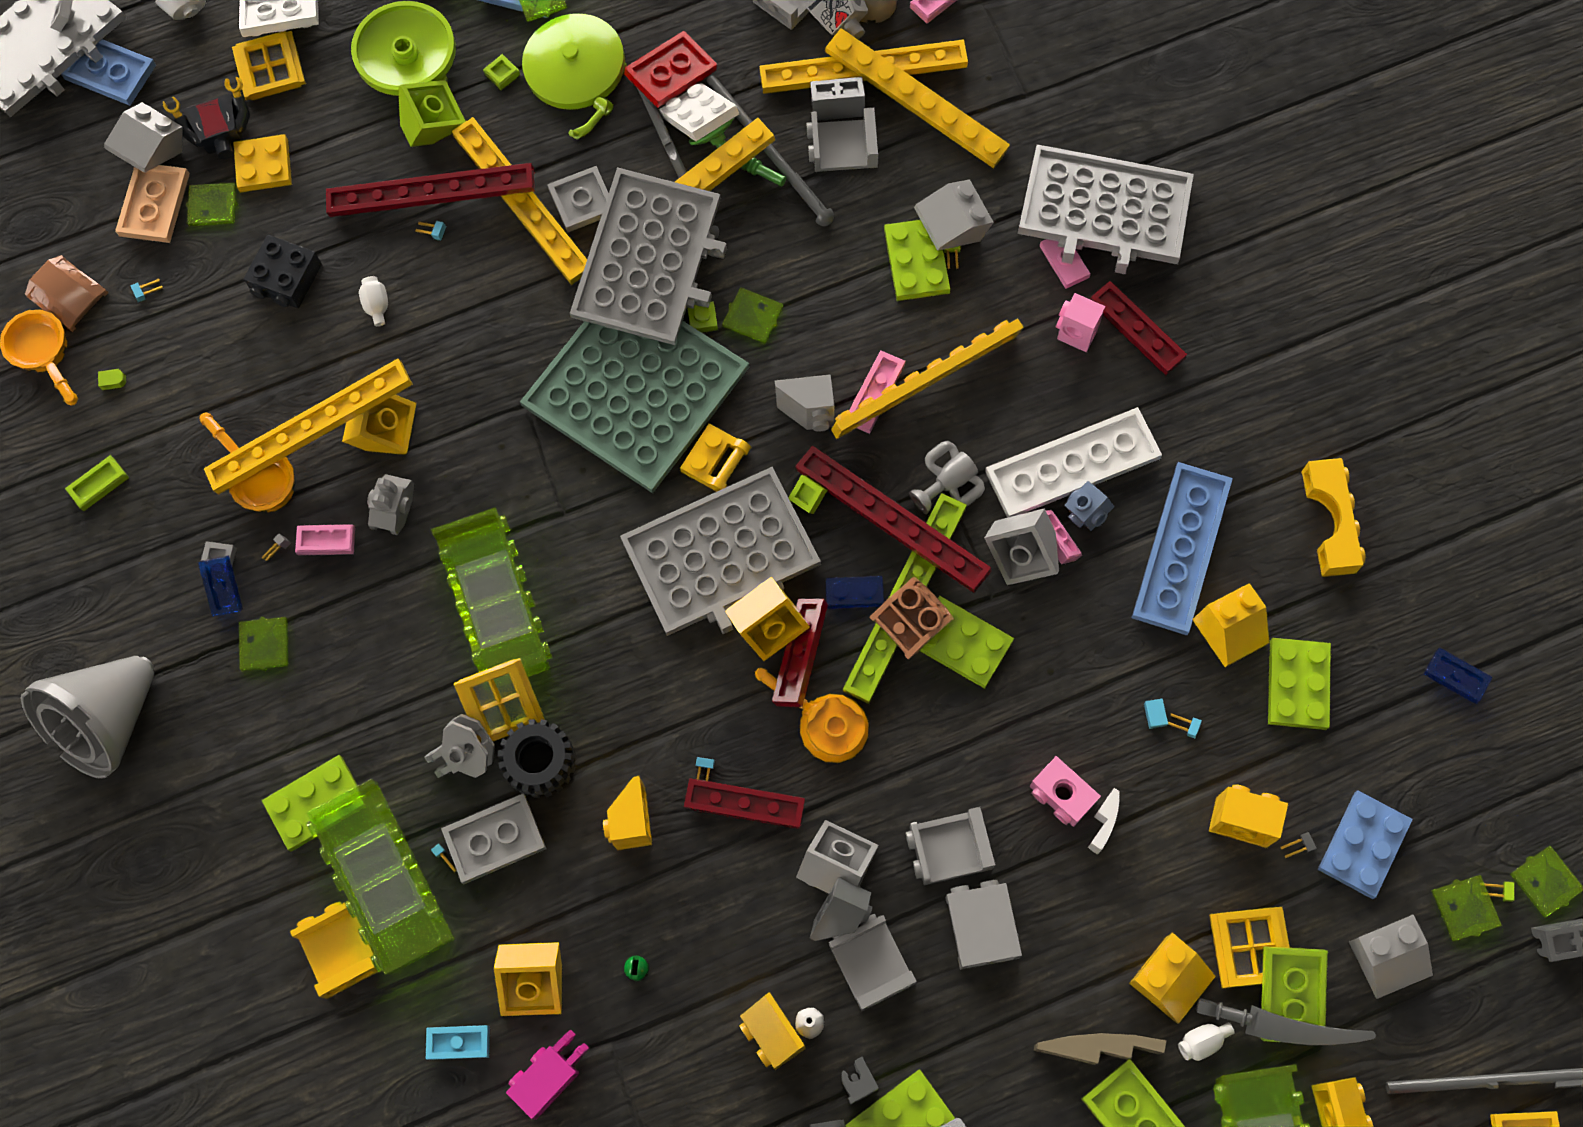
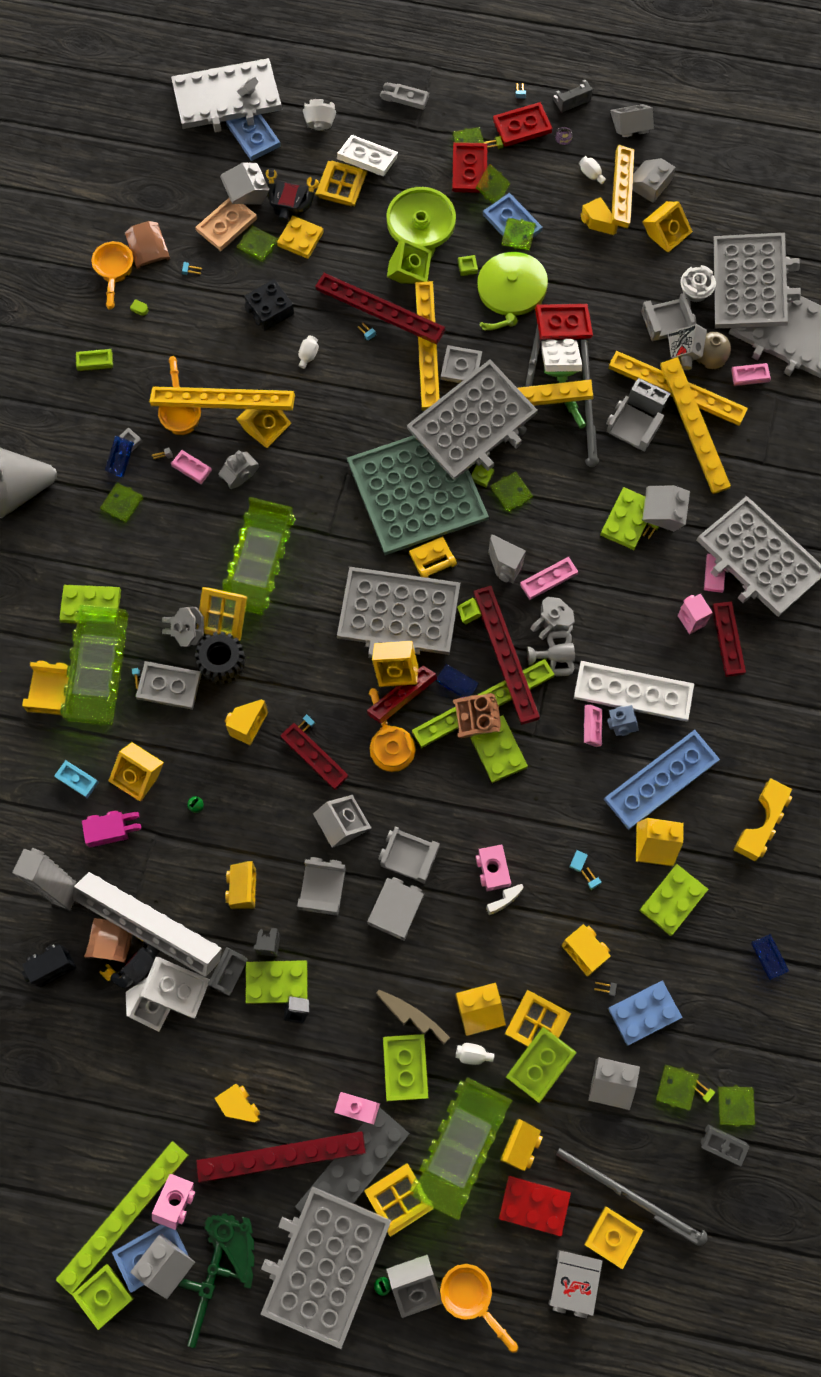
camera: 30 degrees right, 0 degrees up
(809, 1030) = (265, 895): white plant -> none
(842, 911) = (324, 847): dark grey slope -> none
(916, 436) = (553, 617): none -> light grey hinge
(917, 382) = (576, 588): yellow plate -> none
(1024, 546) = (569, 718): light grey slope -> none
(1282, 1029) = (520, 1077): dark grey sword -> none

